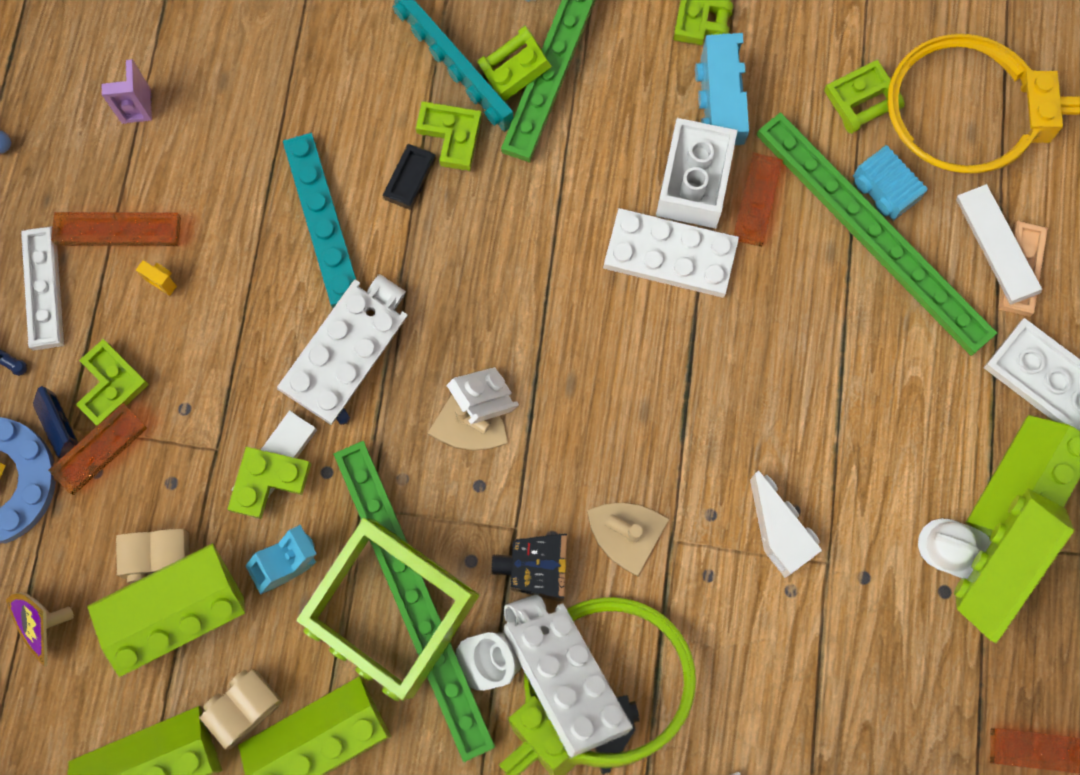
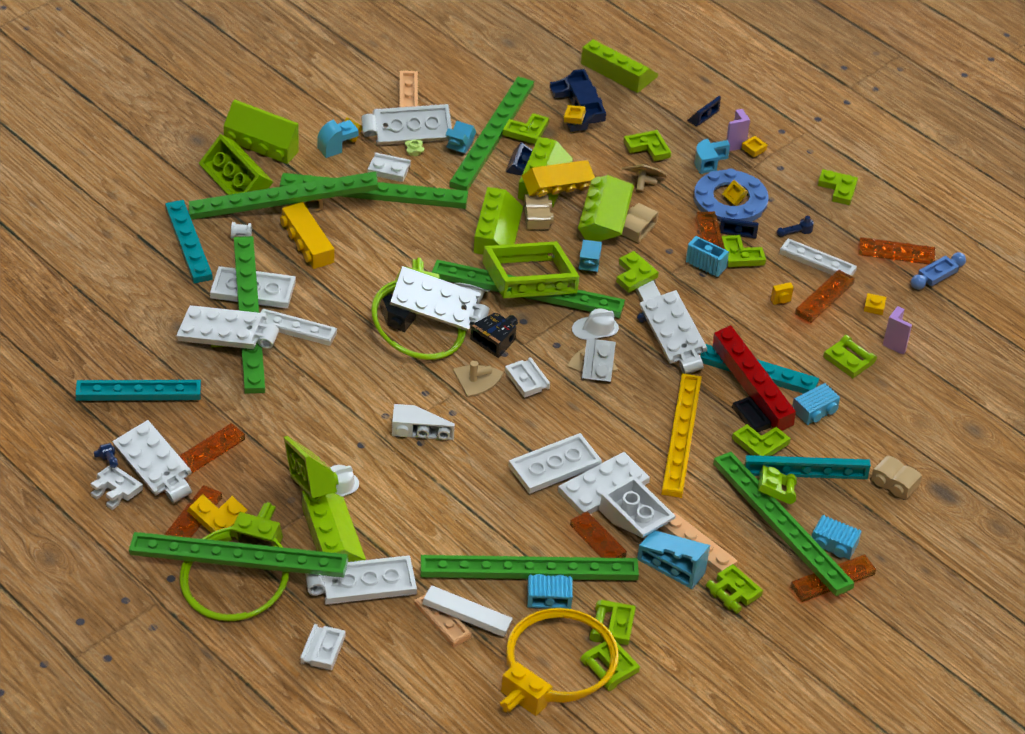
camera: 125 degrees right, 30 degrees down
(80, 169) = (875, 304): none -> yellow plate
(159, 719) = (558, 178): none -> yellow brick
(160, 409) = (707, 256): none -> medium azure brick
(218, 140) = (846, 360): none -> lime plate
(334, 113) = (816, 403): none -> medium azure brick
(360, 196) = (753, 378): none -> red brick
(407, 462) = (597, 325): none -> white piece
(509, 229) = (681, 436): none -> yellow tile
(579, 466) = (527, 377): none -> white plate
(668, 92) = (717, 559): none -> light nougat plate
(693, 324) = (554, 463): none -> white plate
(906, 41) = (625, 669): none -> lime plate

